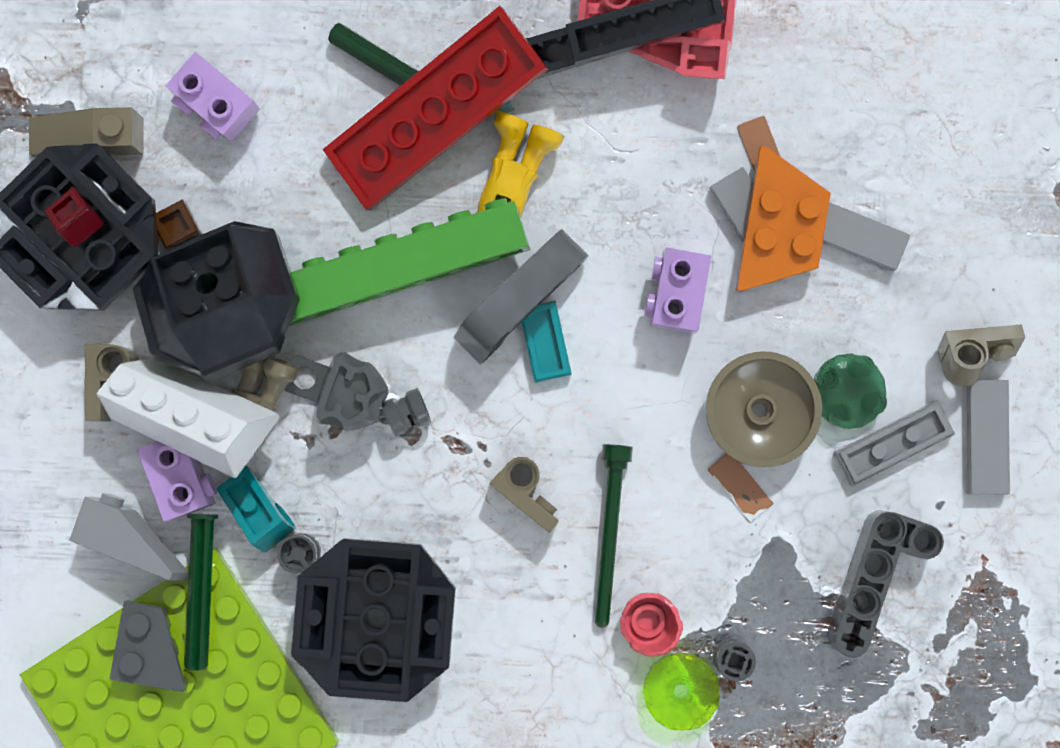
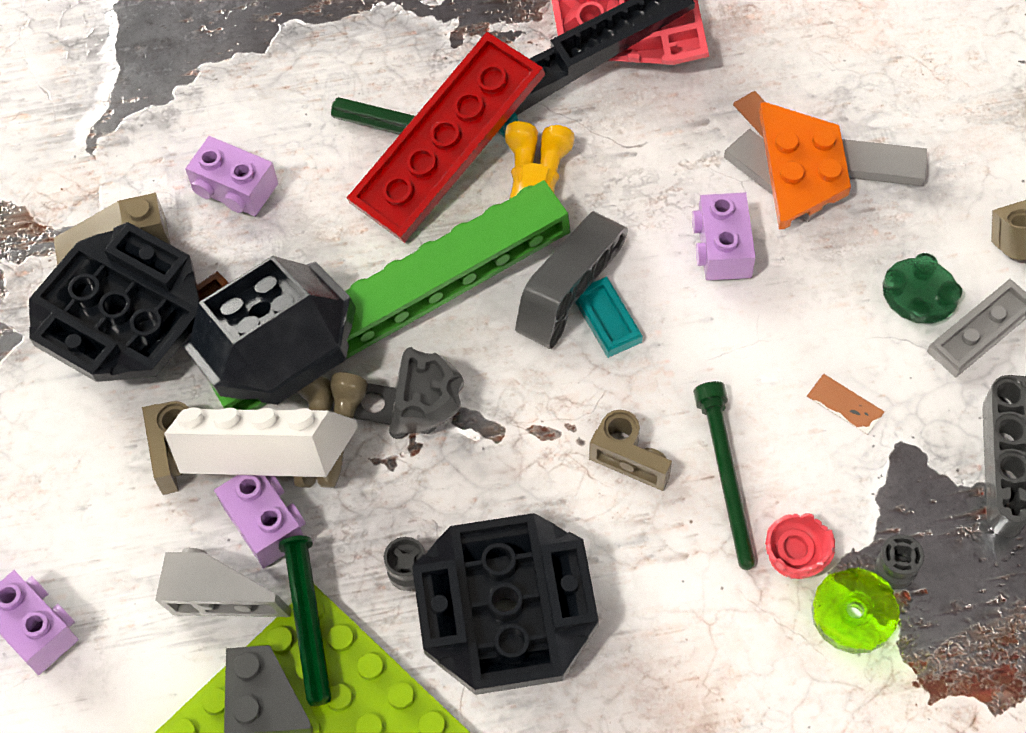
camera: 10 degrees left, 25 degrees down
(73, 217) = (114, 292): dark red slope -> none
(255, 511) = (352, 530): teal plate -> none
(406, 412) = (486, 404): dark grey wheel -> none
(790, 404) = (848, 298): dark tan dish -> none

